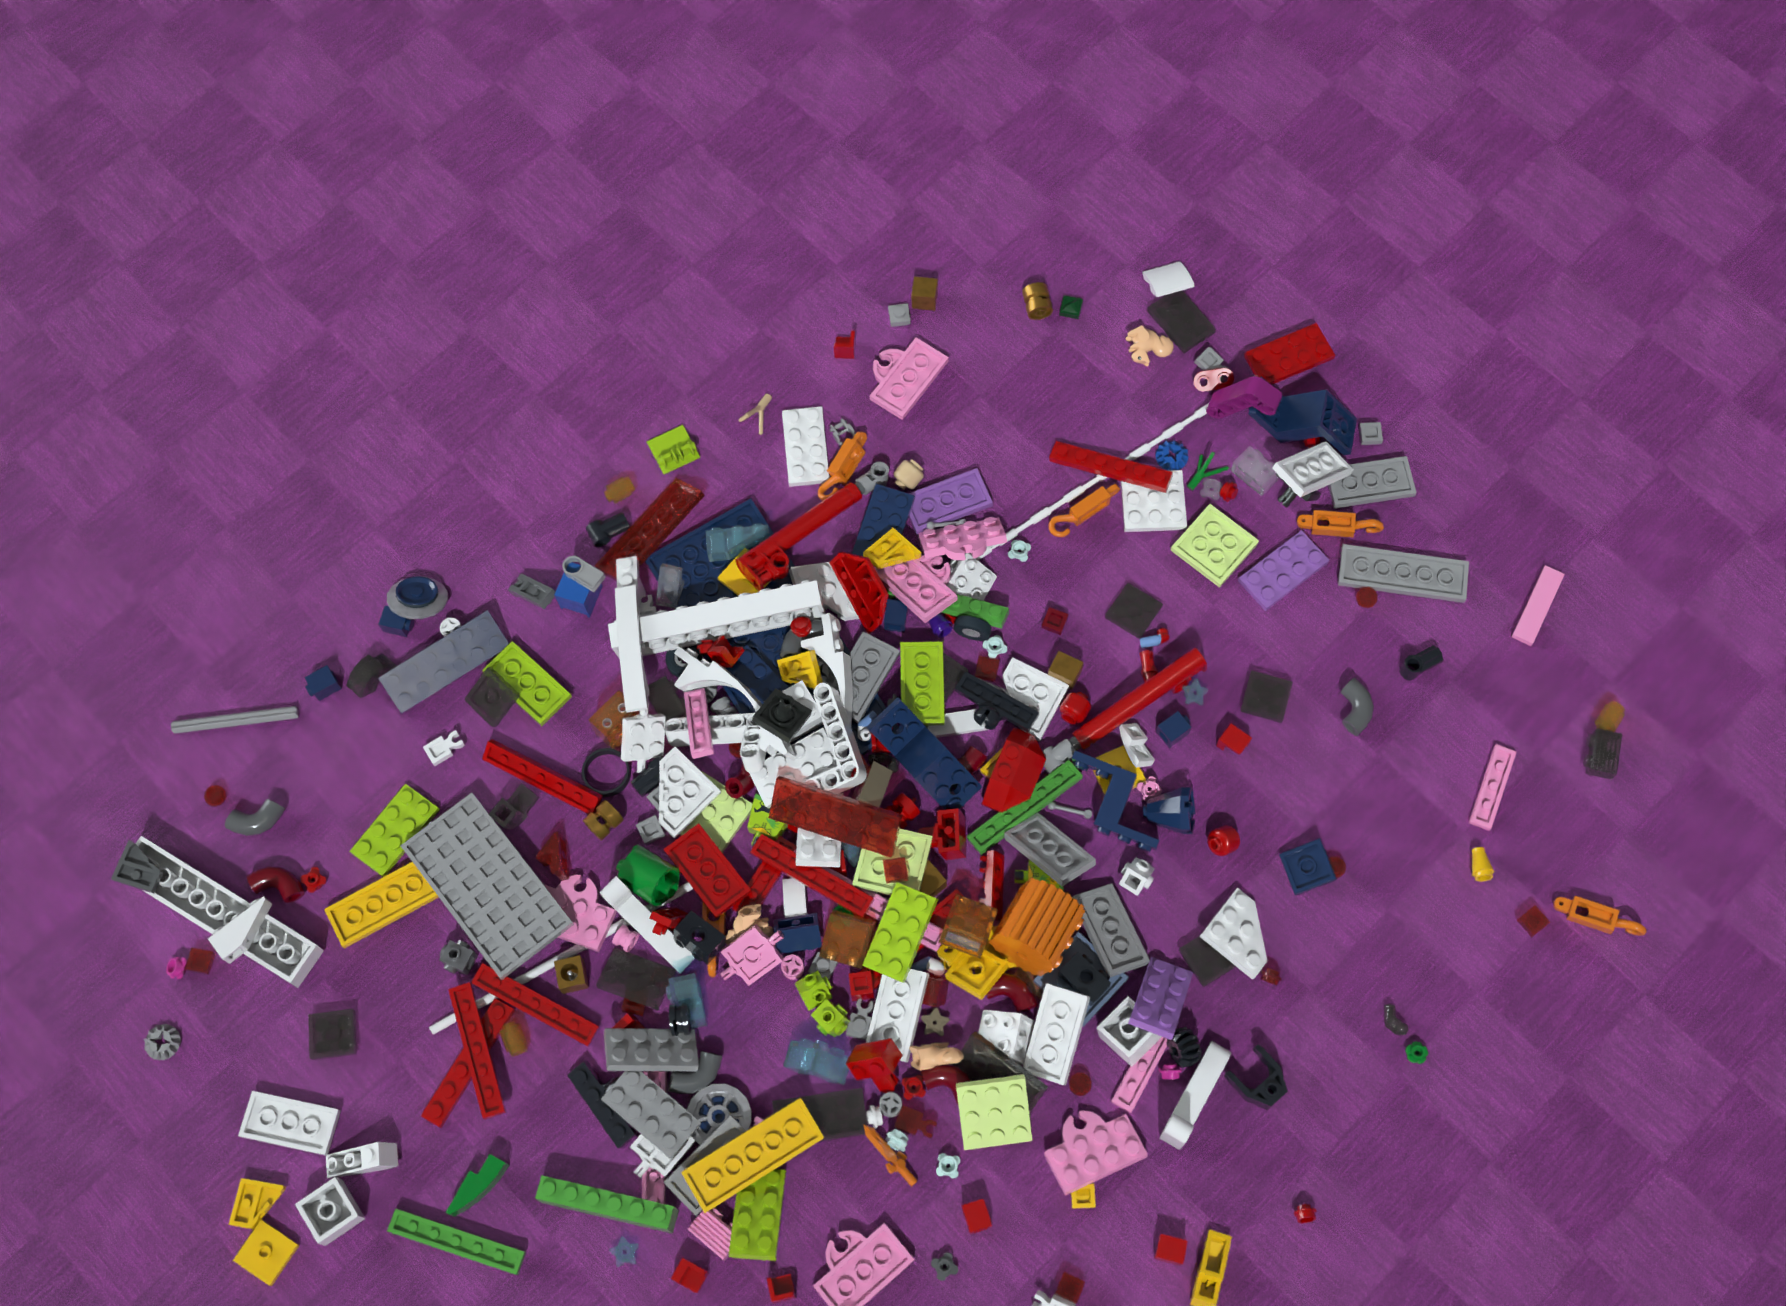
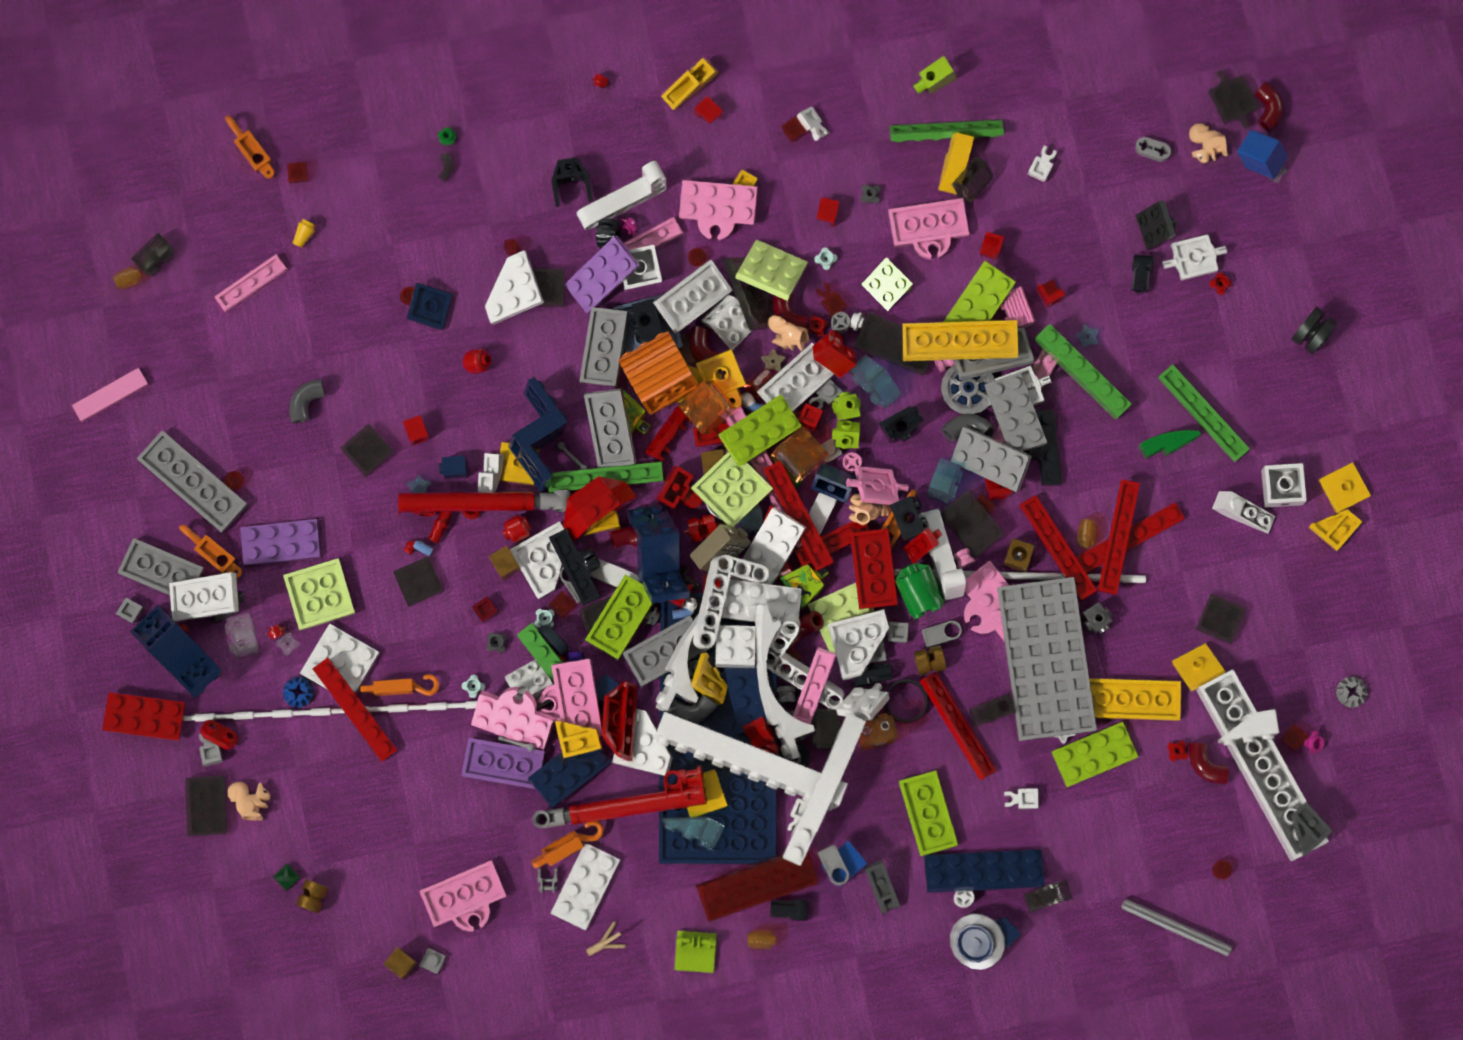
camera: 150 degrees left, 10 degrees up
(254, 823) = (1198, 824): dark grey cylinder -> none
(289, 1123) = (1283, 570): white plate -> none
(322, 683) = (1091, 913): dark blue brick -> none
(330, 970) = (1198, 667): none -> yellow plate
(492, 697) = (962, 815): clear smoke plate -> none
(555, 855) = (978, 656): clear red slope -> none
(612, 851) = (936, 635): none -> light grey piece
(669, 586) = (770, 819): clear slope -> none
(679, 1019) = (957, 464): black wheel -> none
(771, 1018) = (909, 417): none -> black piece
(782, 715) = (750, 636): pearl dark grey plate -> none
(801, 626) = (688, 712): red plate -> none
(835, 816) = (755, 541): clear red plate -> none
(845, 346) = (496, 958): red panel -> none
(866, 1177) = (887, 284): none -> hinge
(888, 1153) = (863, 293): orange sword -> none
(895, 870) = (735, 475): clear red plate -> none
(897, 1140) = (851, 295): light aqua plate -> none
(908, 474) = (519, 805): tan head -> none
(1024, 594) = (491, 642): none -> dark grey plate
(1137, 876) = (558, 373): white brick -> none
(1155, 789) = (503, 430): bright pink plate -> none
(1168, 279) = (191, 847): white slope -> none
(1172, 810) = (499, 405): dark blue cone -> none
(1200, 471) = (283, 660): green plant -> none
(1242, 395) = (216, 686): magenta beam -> none
(1421, 662) = (231, 404): black piece -> none

